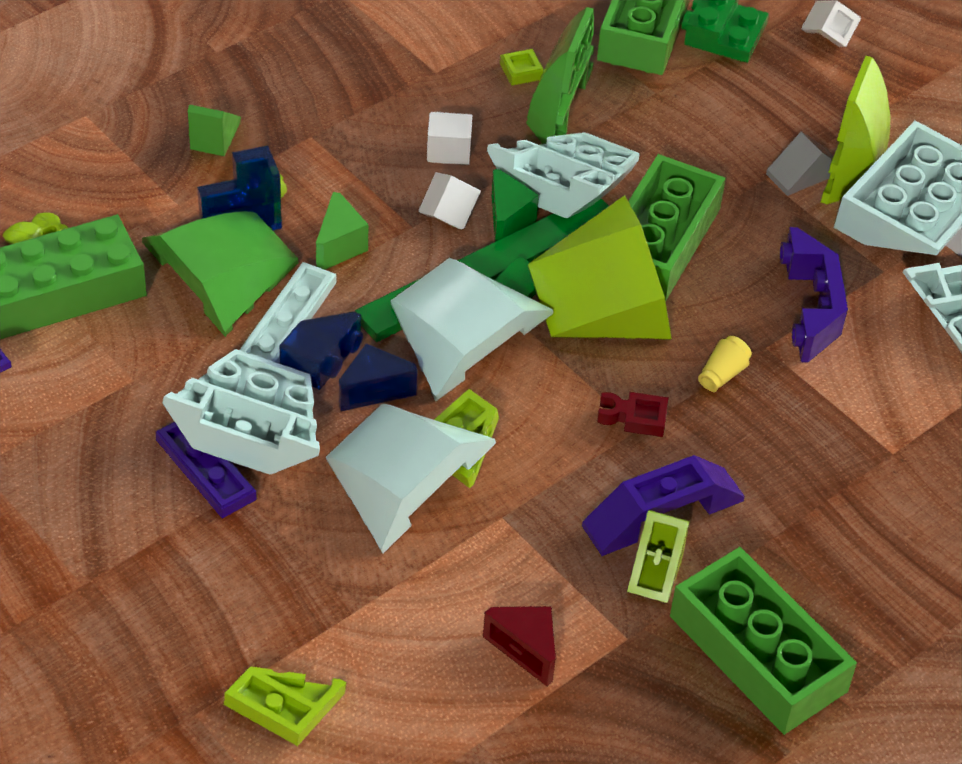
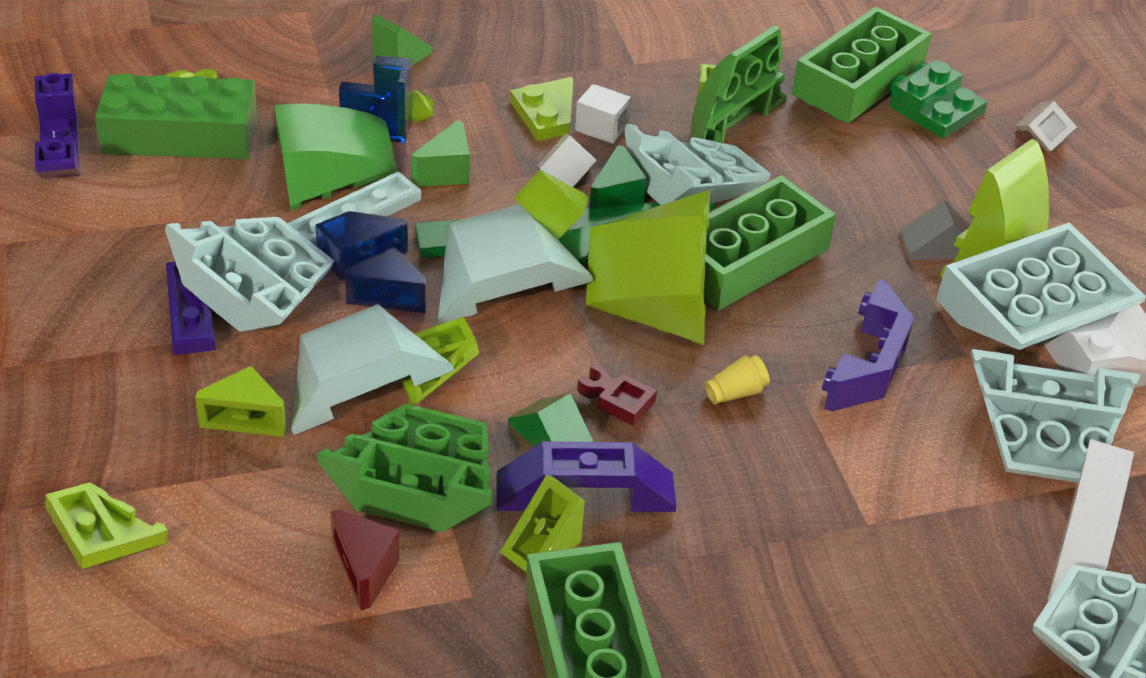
camera: 25 degrees right, 5 degrees down
(332, 543) = (242, 404): none -> lime slope
(389, 147) = (545, 107): none -> lime wing
(488, 253) = (552, 202): none -> lime slope
(522, 543) = (415, 468): none -> bright green wedge
(600, 461) = (551, 420): none -> slope

